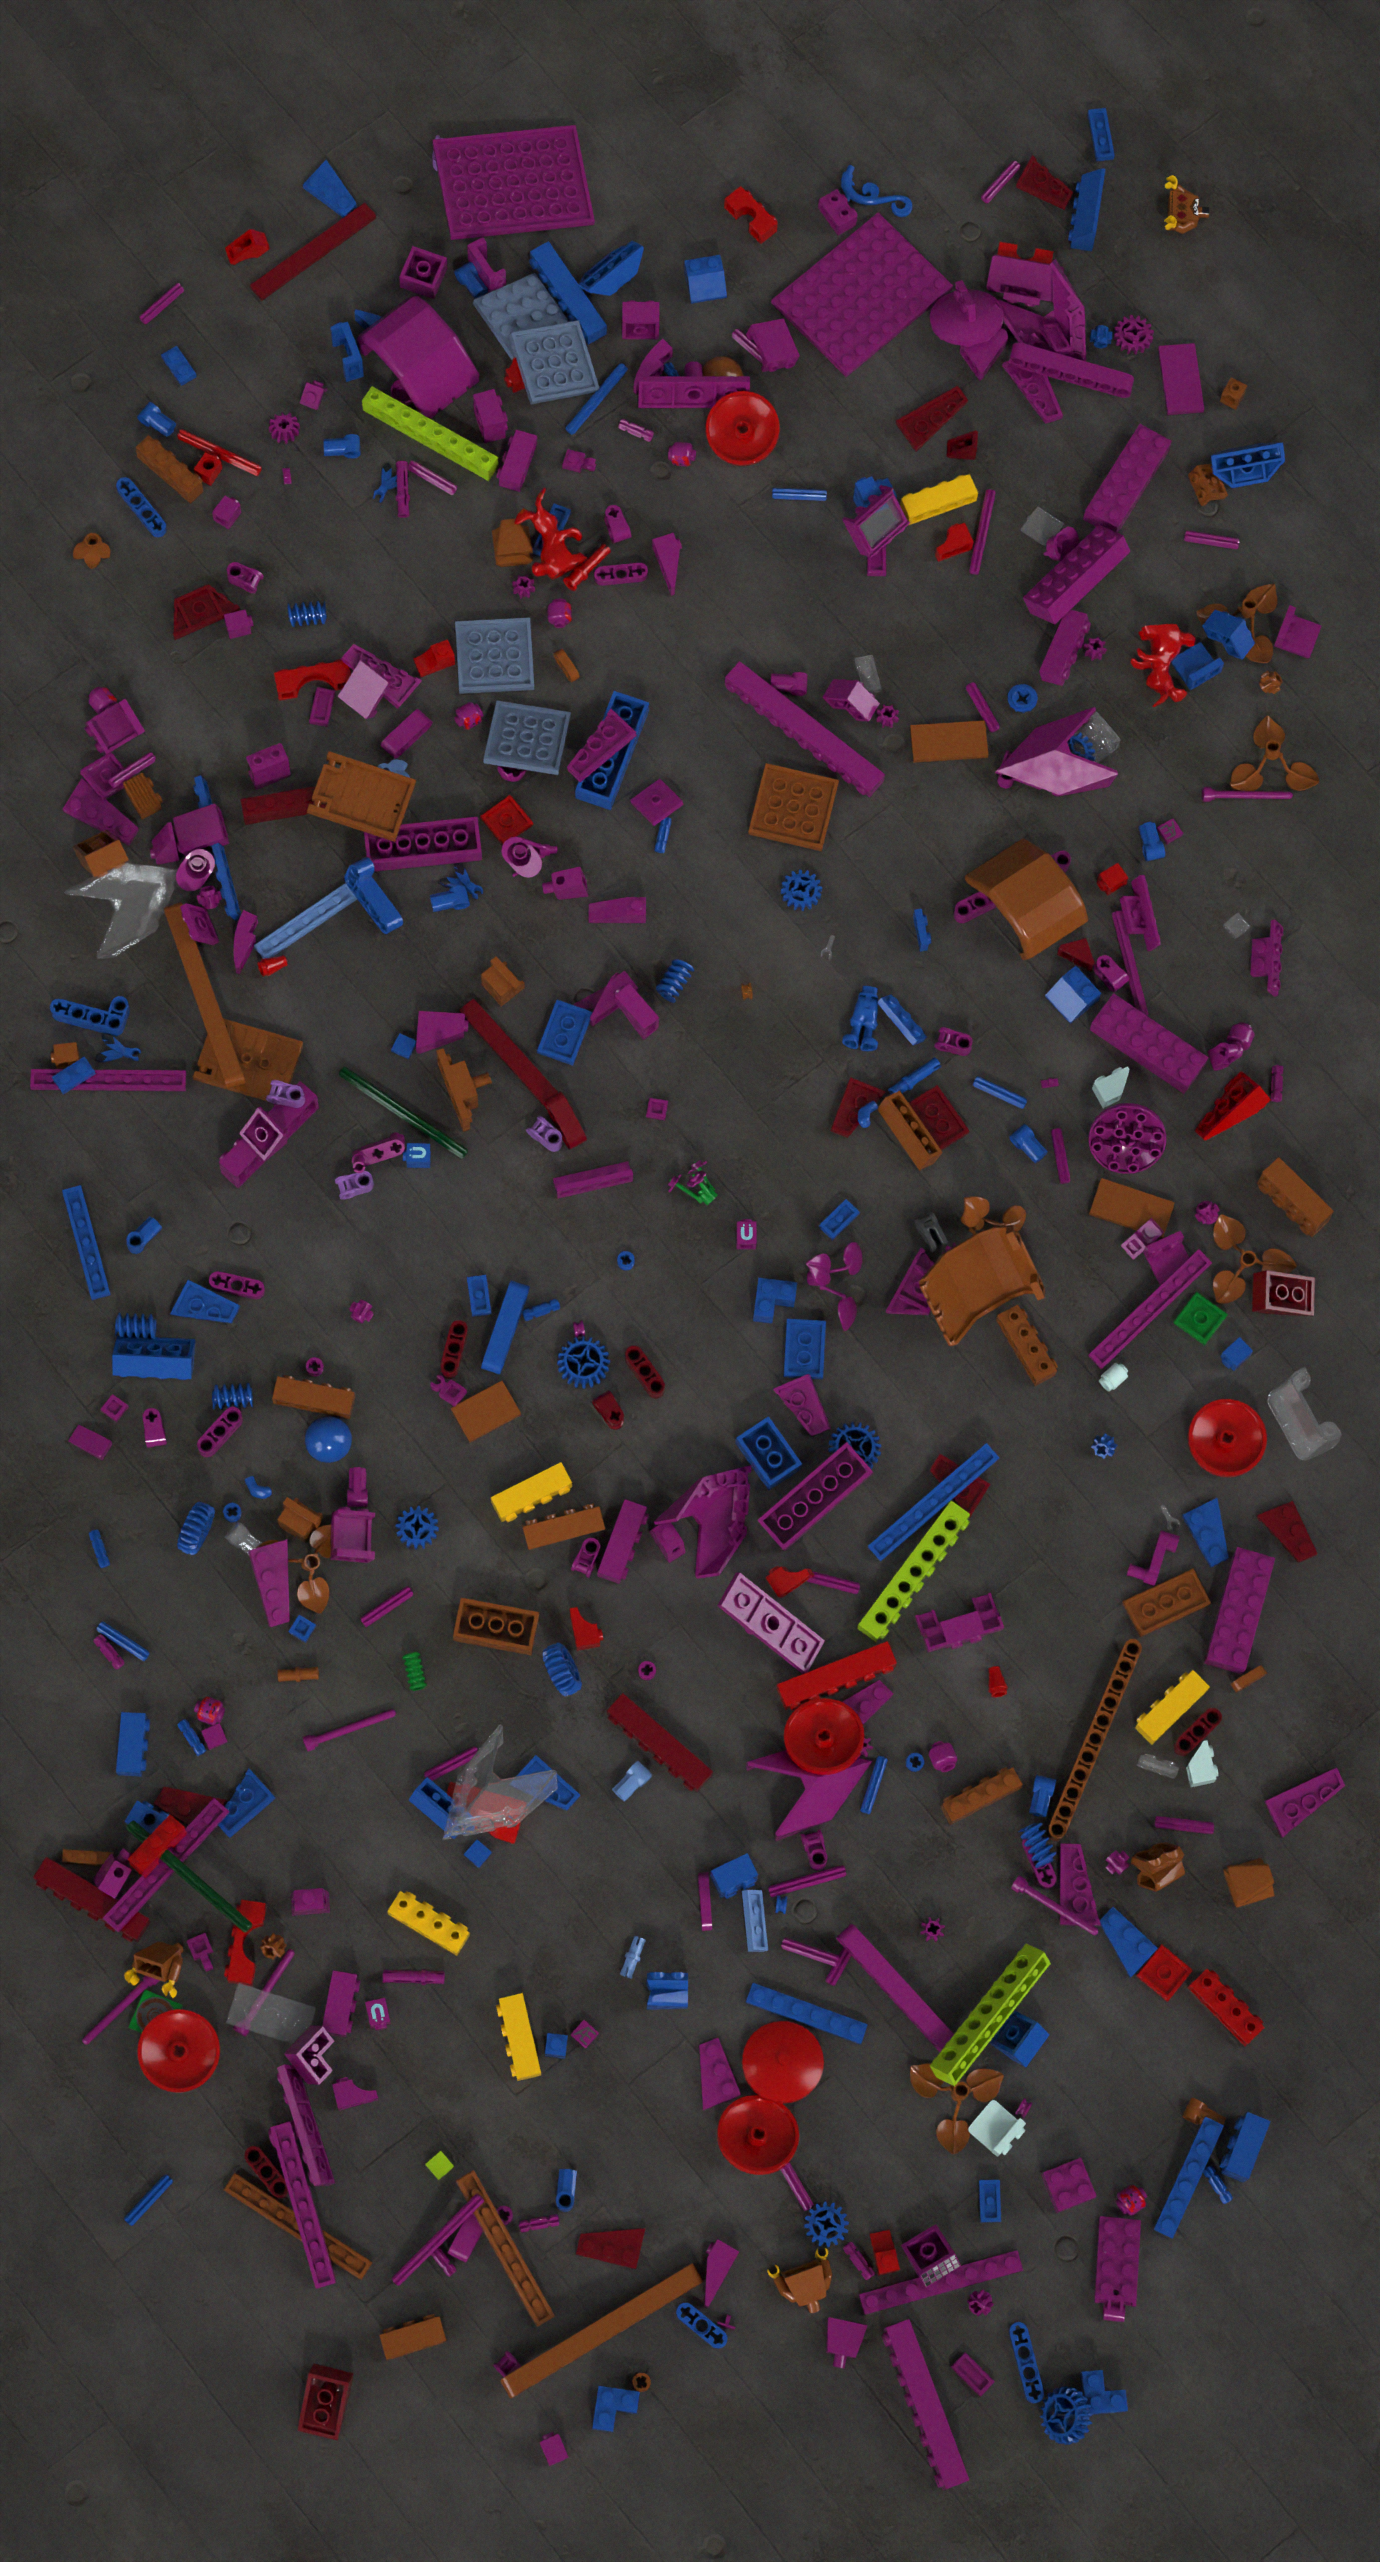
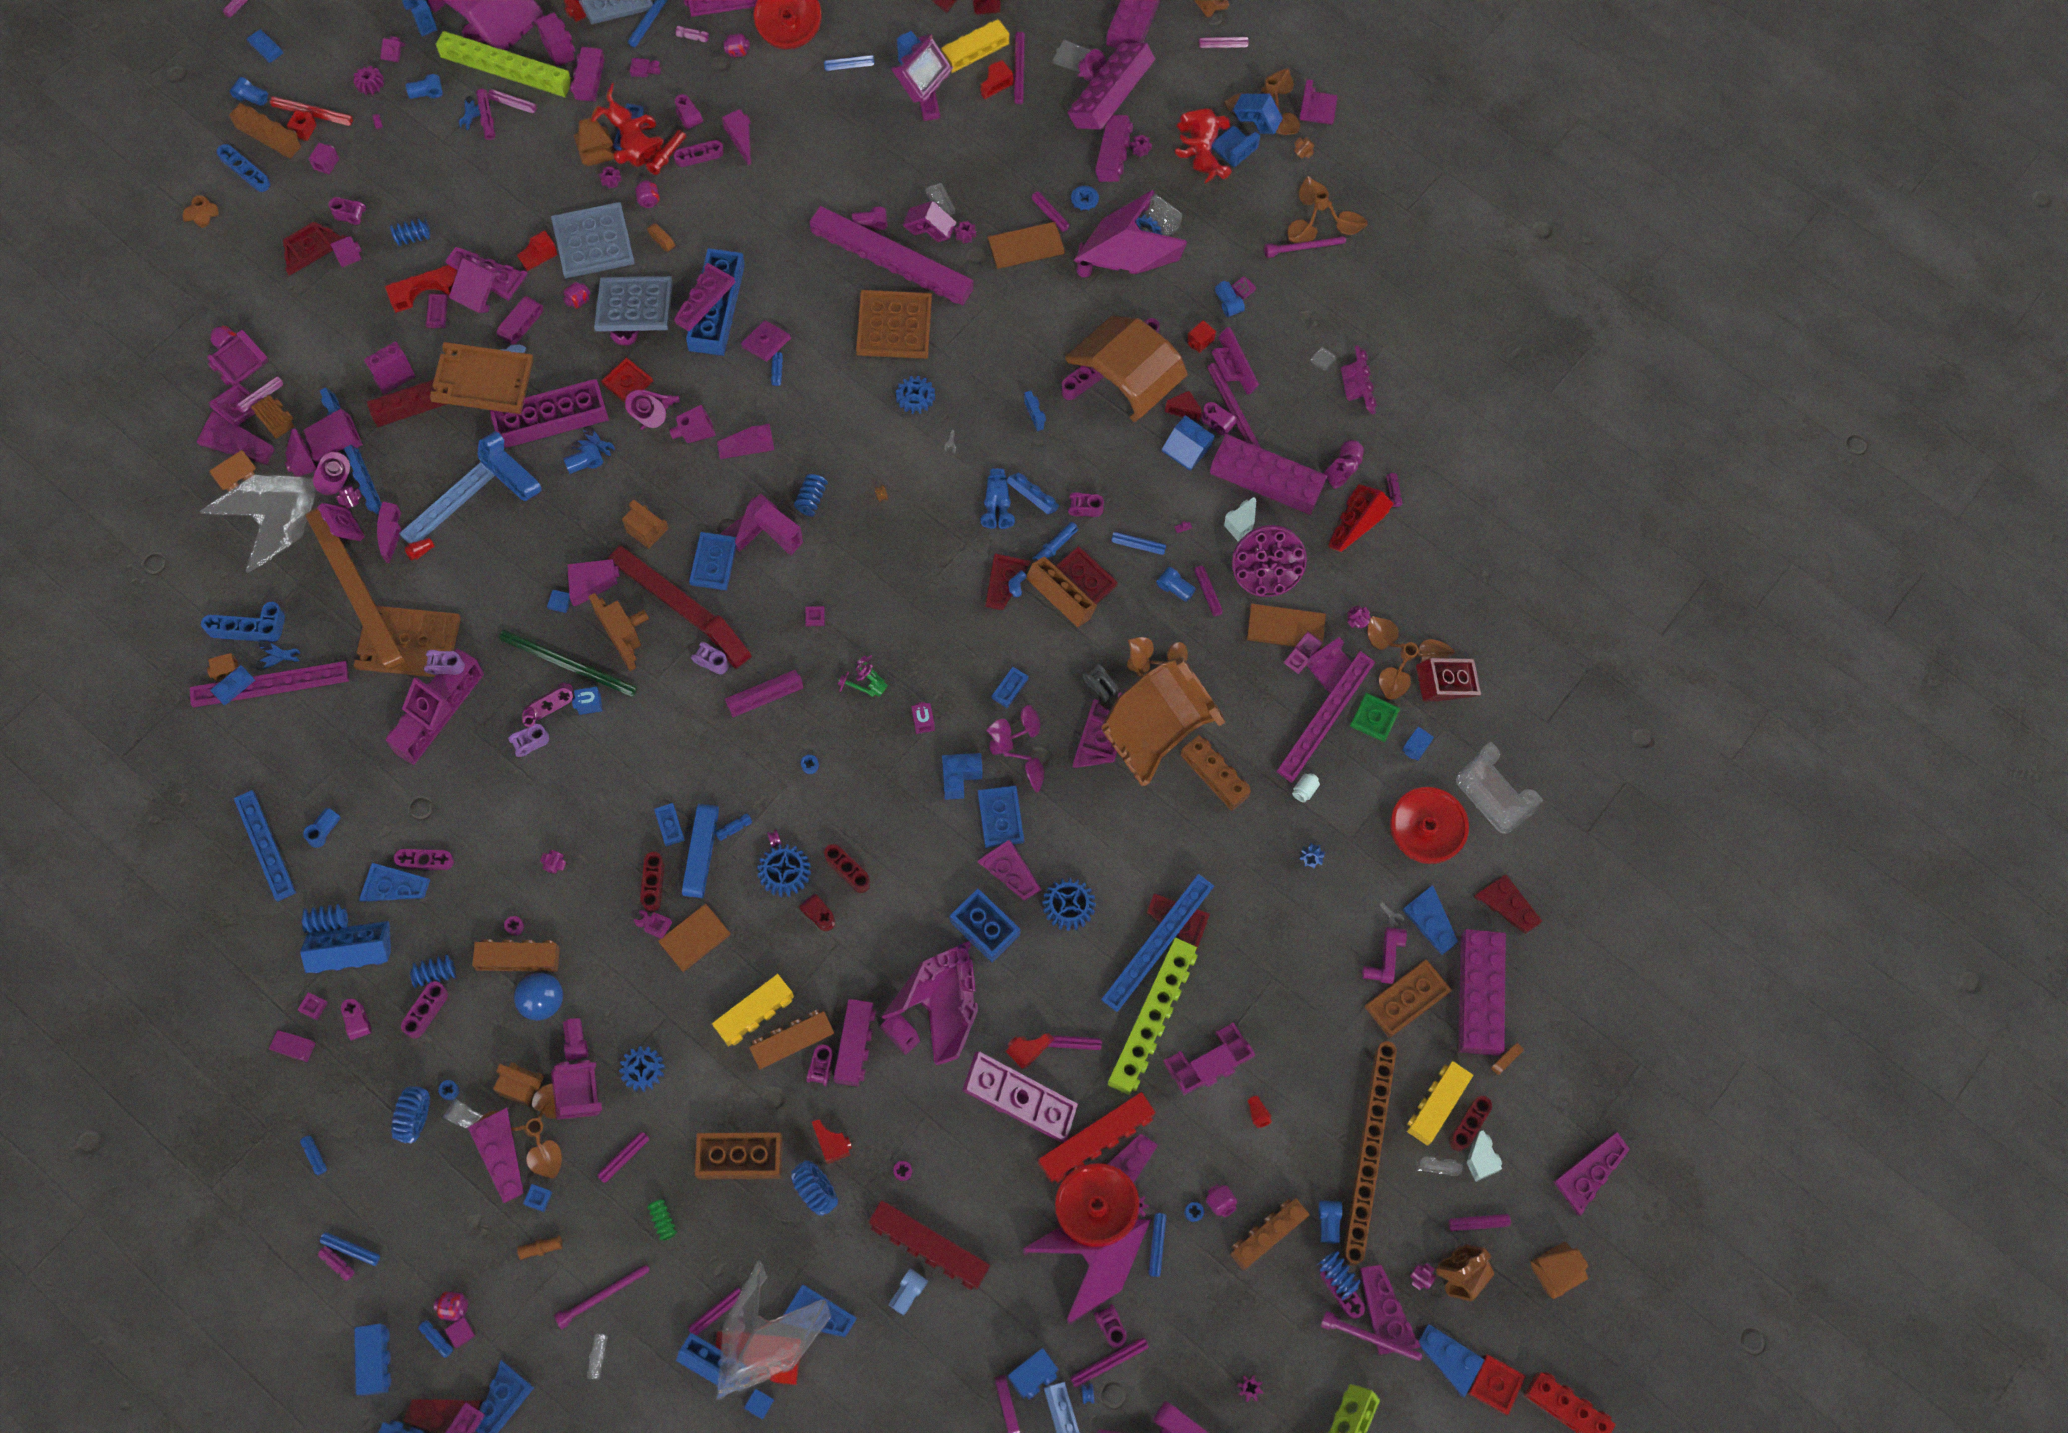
camera: 10 degrees left, 5 degrees down
(256, 1490) = (471, 1063): blue arm -> none
(336, 1782) = (597, 1356): none -> clear pin
(815, 1496) = (1040, 959): magenta brick -> none
(1294, 1197) = (1438, 587): dark orange brick -> none

